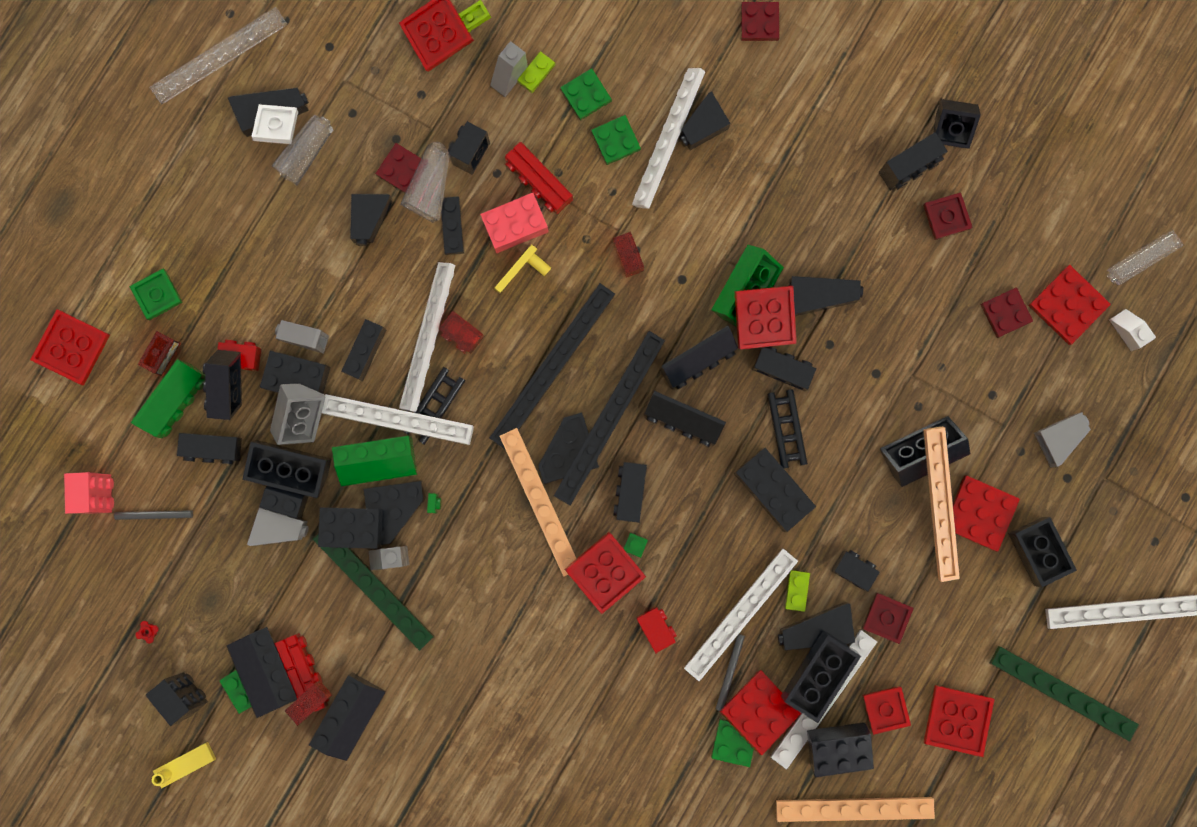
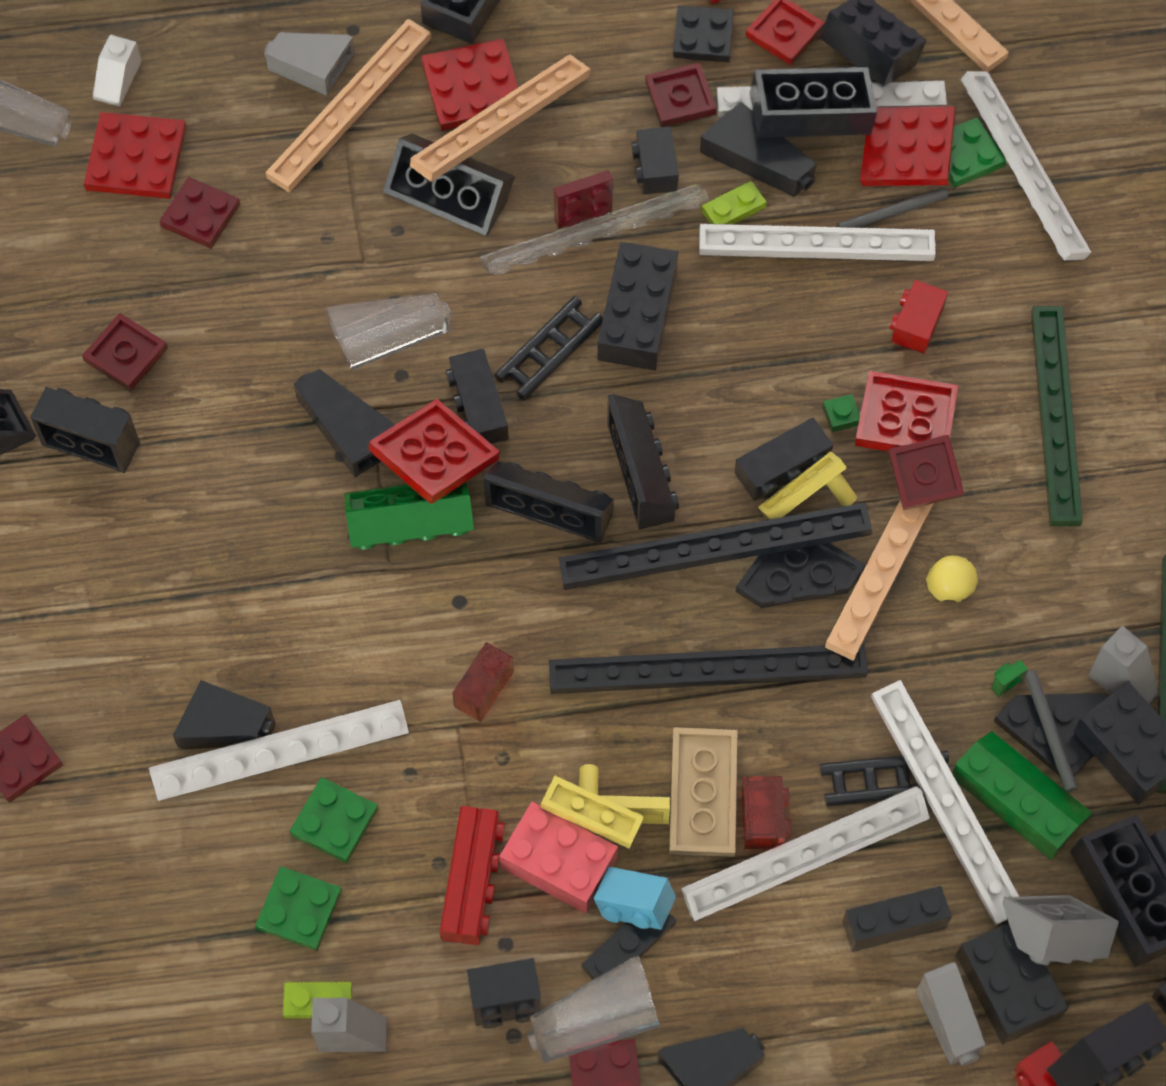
camera: 130 degrees left, 20 degrees down
(390, 497) = (1051, 731): none -> dark grey bar
(466, 238) = (634, 898): none -> medium azure brick
(494, 314) = (703, 792): none -> tan plate
(504, 522) = (952, 578): none -> light yellow hair
(519, 248) = (592, 812): none -> light yellow piece
(548, 651) = (1056, 416): none -> dark green plate
(562, 549) = (926, 472): none -> dark red plate
(606, 488) = (823, 472): none -> light yellow piece
(701, 766) = (1026, 166): none -> white plate
(838, 505) = (583, 233): none -> clear plate
(857, 511) = (583, 199): none -> dark red plate
(862, 351) = (387, 326): none -> clear slope
(919, 664) = (703, 33): none -> black plate
(1016, 437) = (348, 105): none -> light nougat plate

